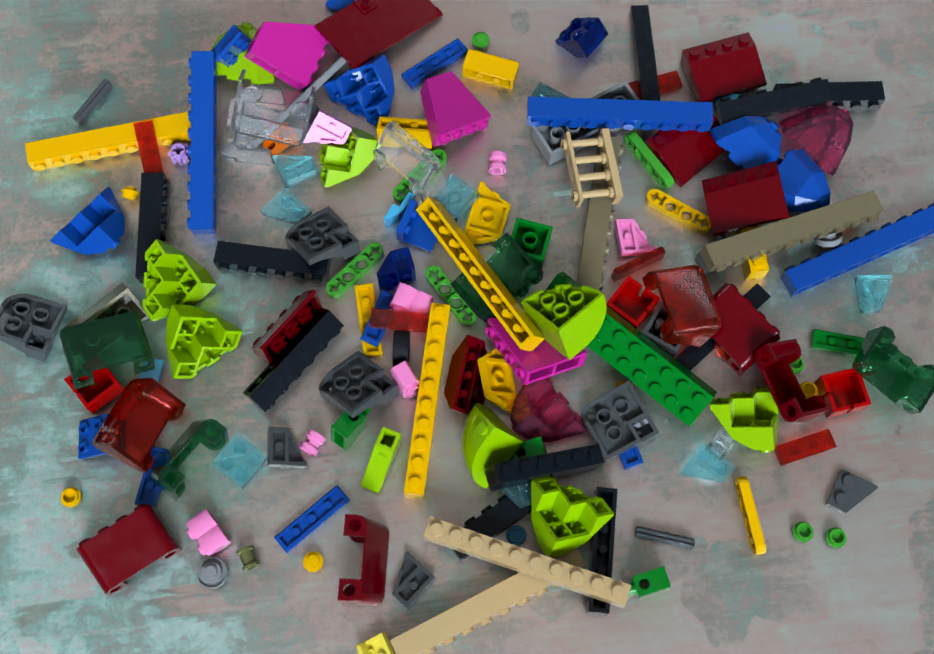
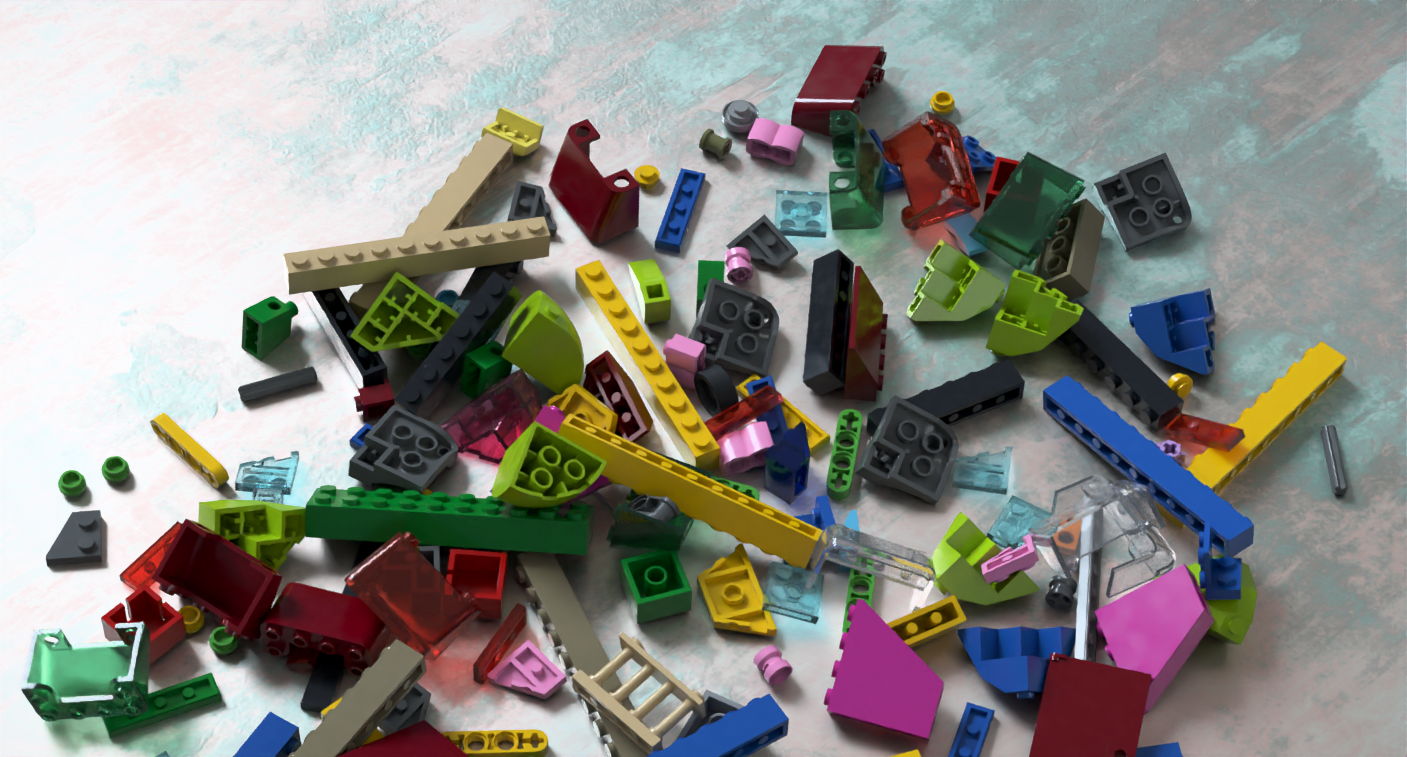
camera: 145 degrees right, 20 degrees down
(508, 265) = (655, 507): none -> dark grey piece
(612, 478) = (374, 401): none -> dark red brick

